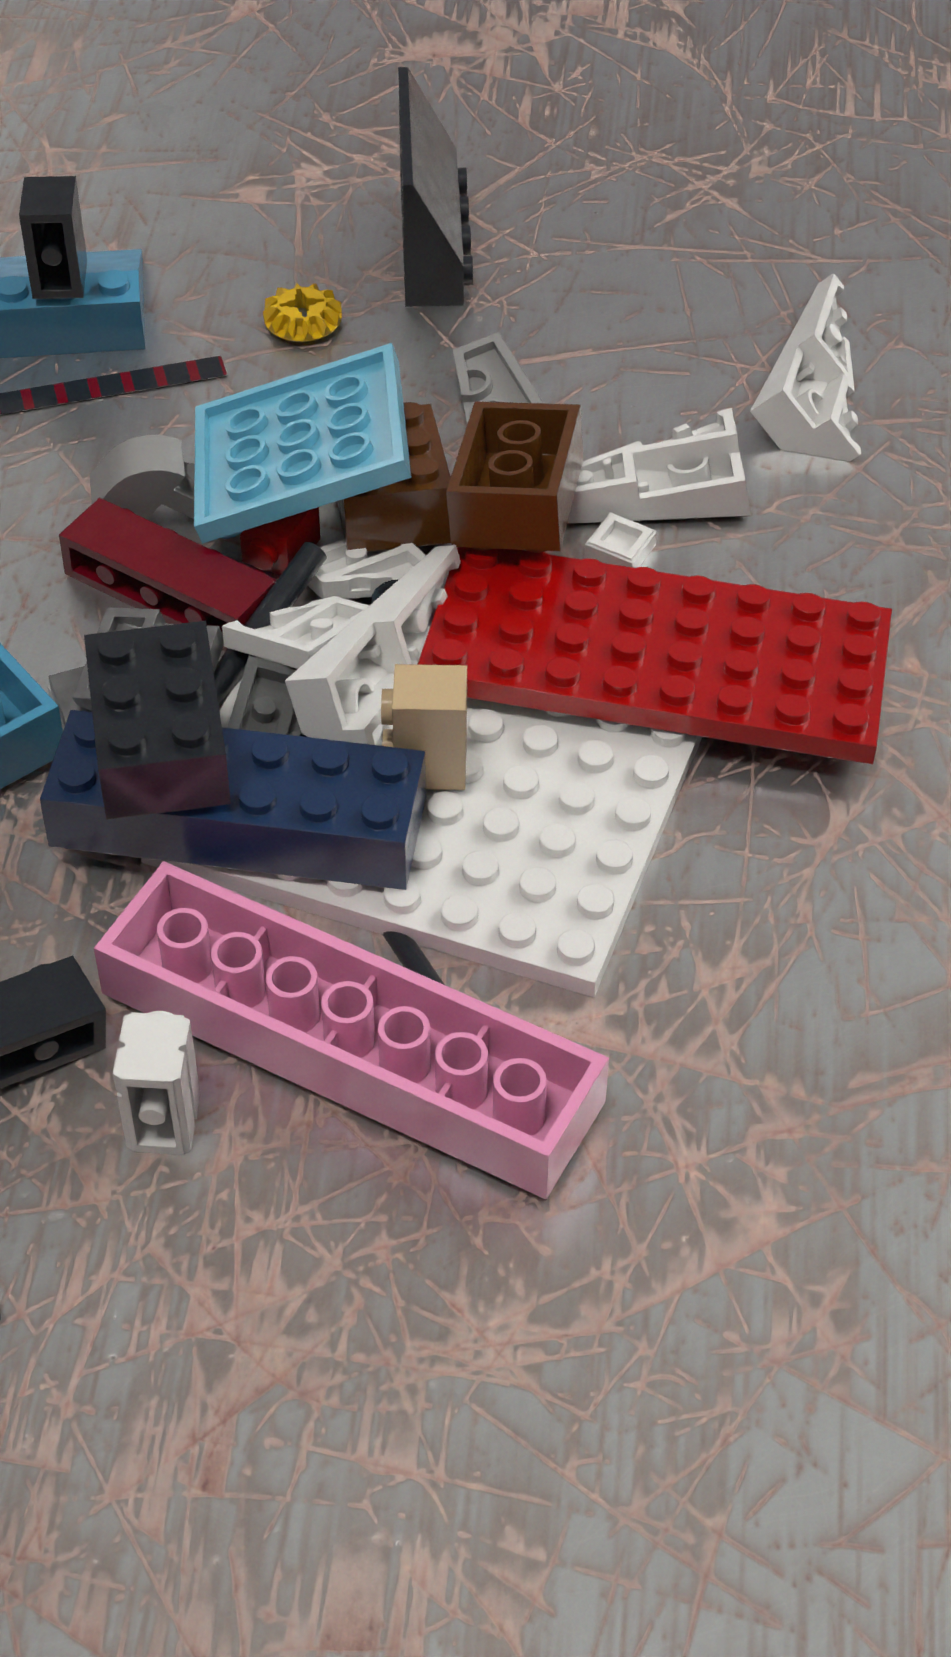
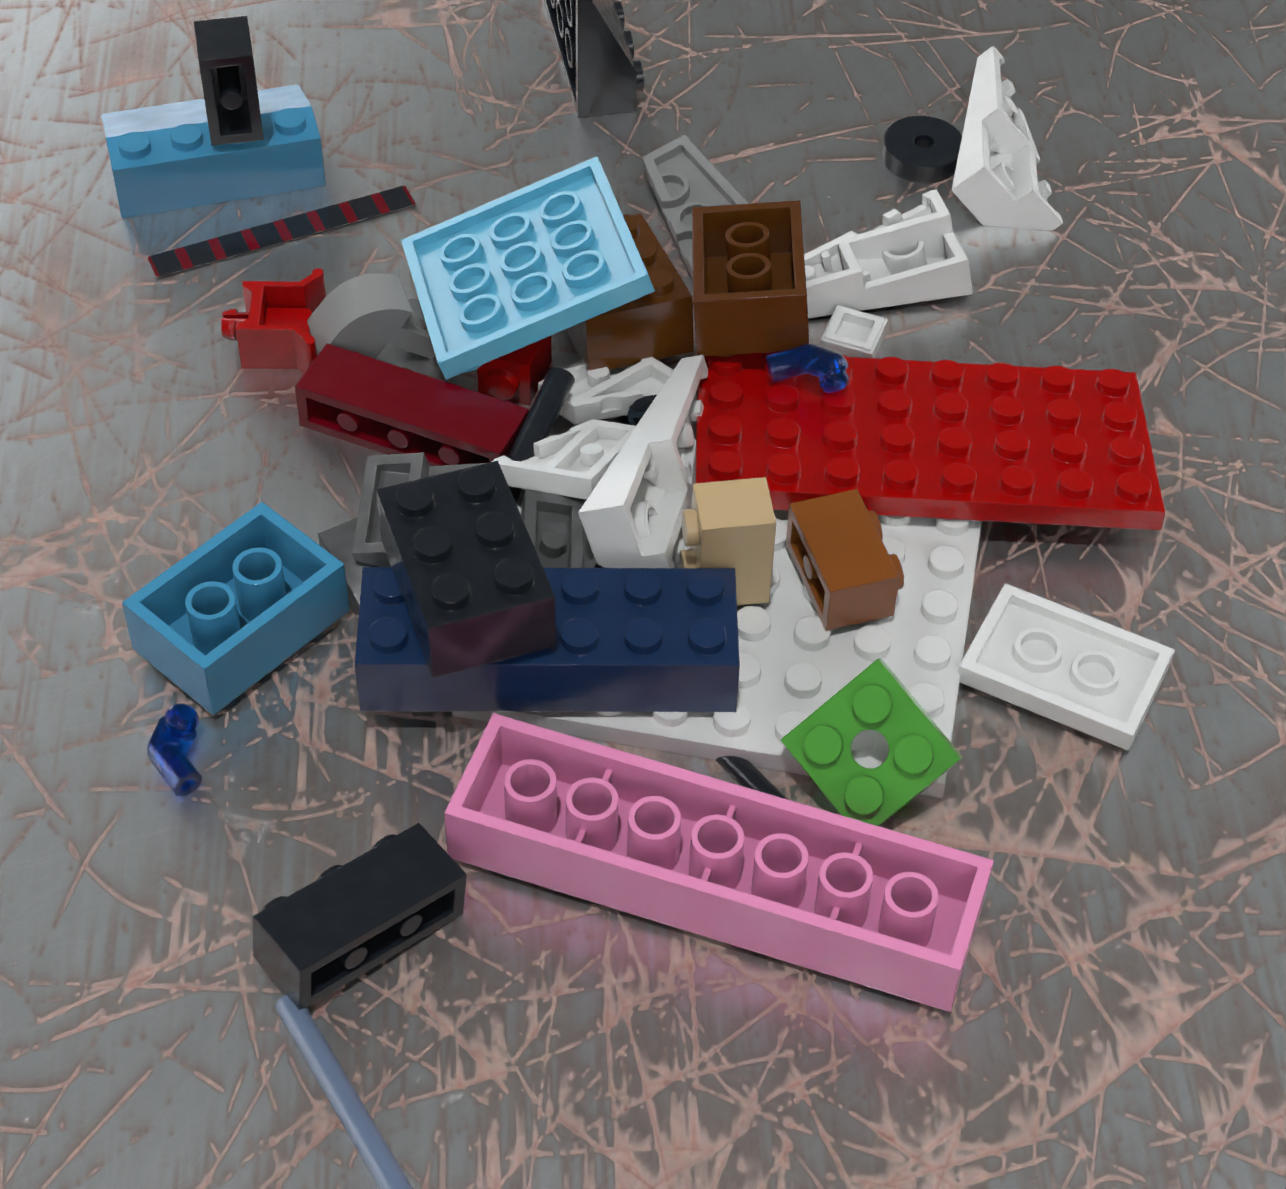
camera: 10 degrees left, 0 degrees up
(59, 475) = (275, 323): none -> red piece
(157, 1083) = (540, 945): white brick -> none
(285, 320) = (463, 142): yellow gear -> none
(543, 756) = (843, 559): none -> dark orange brick
(559, 561) = (812, 360): none -> clear blue arm
(564, 944) = (878, 703): none -> bright green piece
(735, 368) = (921, 149): none -> black piece
(745, 885) = (1066, 666): none -> white plate

